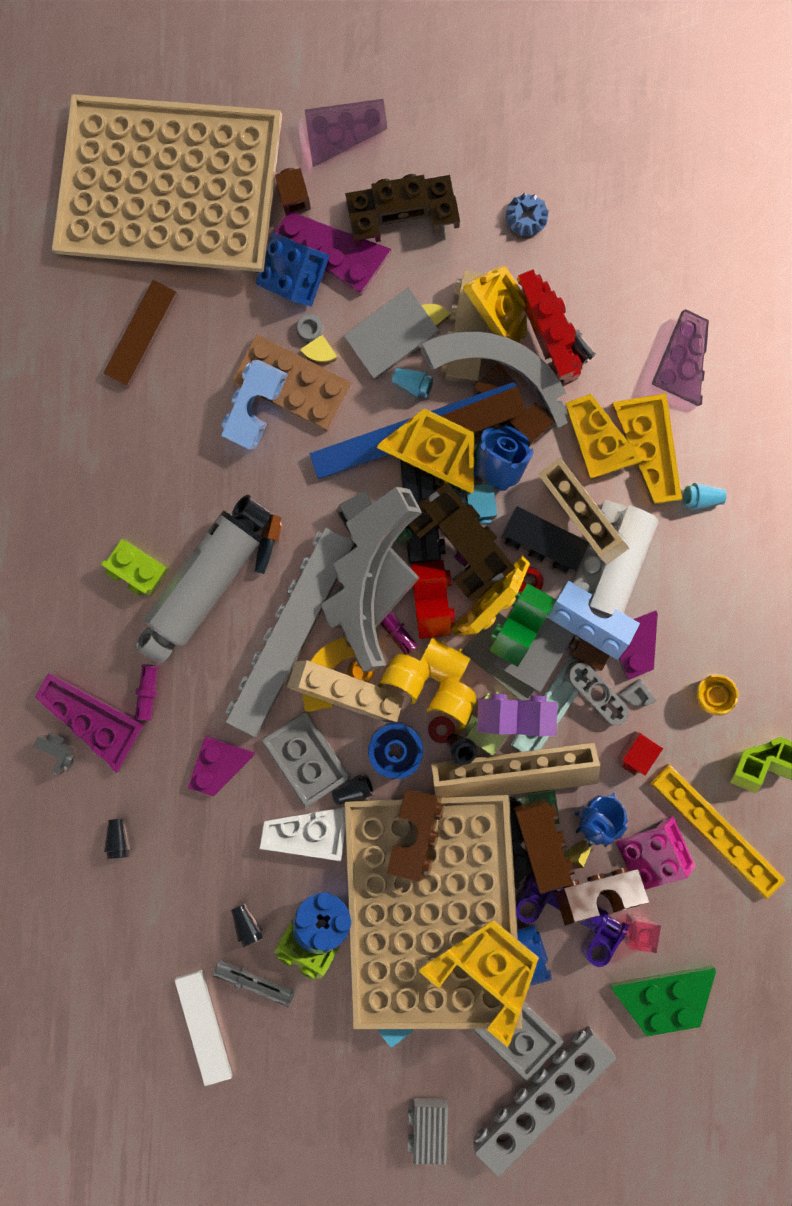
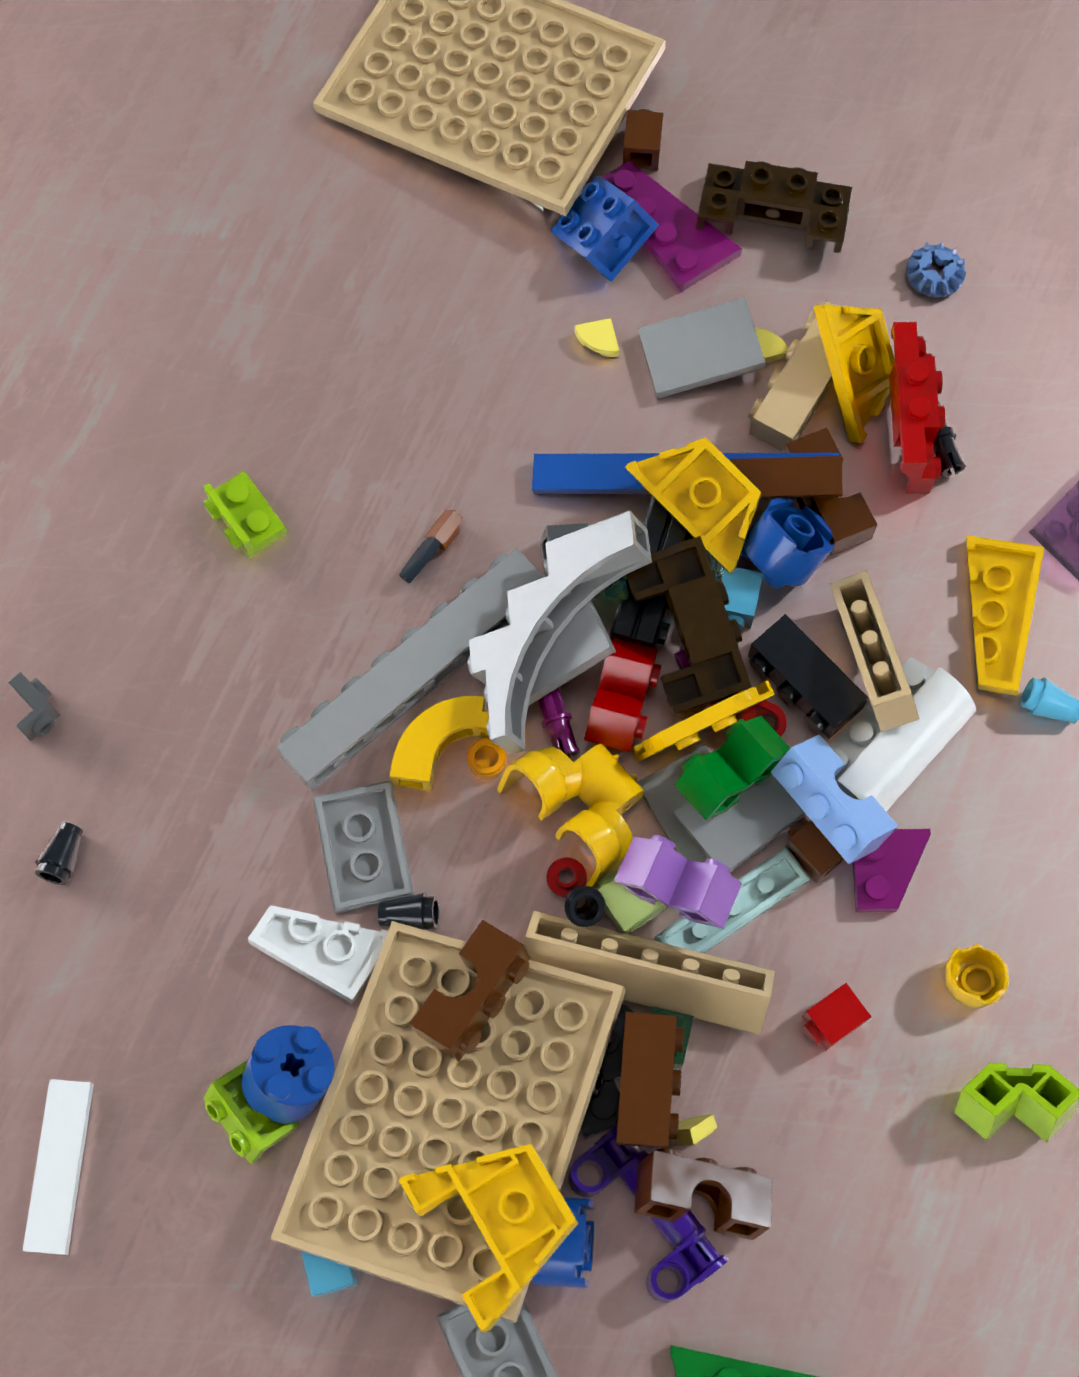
camera: 25 degrees right, 15 degrees down
(97, 723) = (104, 690): magenta wing -> none
(140, 333) = (379, 238): reddish brown tile -> none
(146, 692) = (188, 675): magenta pin -> none
(202, 579) = (326, 555): light grey piece -> none
(217, 765) = (239, 809): magenta wing -> none
(241, 424) = (503, 339): light blue arch -> none
(243, 979) = (146, 1117): dark grey pin -> none
(246, 926) = (182, 1044): black cone -> none
(308, 389) = (547, 363): medium nougat plate -> none
(309, 328) = (597, 305): light grey tile -> none
(342, 127) = (736, 89): clear purple wing -> none
(345, 691) = (455, 764): tan brick -> none
(392, 765) = (511, 863): blue brick -> none
(413, 381) = (707, 415): medium azure cone -> none
(503, 350) = (842, 412): light grey arch -> none
(590, 674) = (807, 940): light grey beam -> none
(599, 439) = (931, 576): yellow wing -> none
(602, 820) = (745, 1084): blue hair -> none
(637, 694) = (862, 937): light grey tile -> none
(642, 933) = (745, 1279): clear pink brick -> none
(658, 854) = (810, 1172): dark pink bracket -> none
(717, 831) = (912, 1180): yellow tile -> none

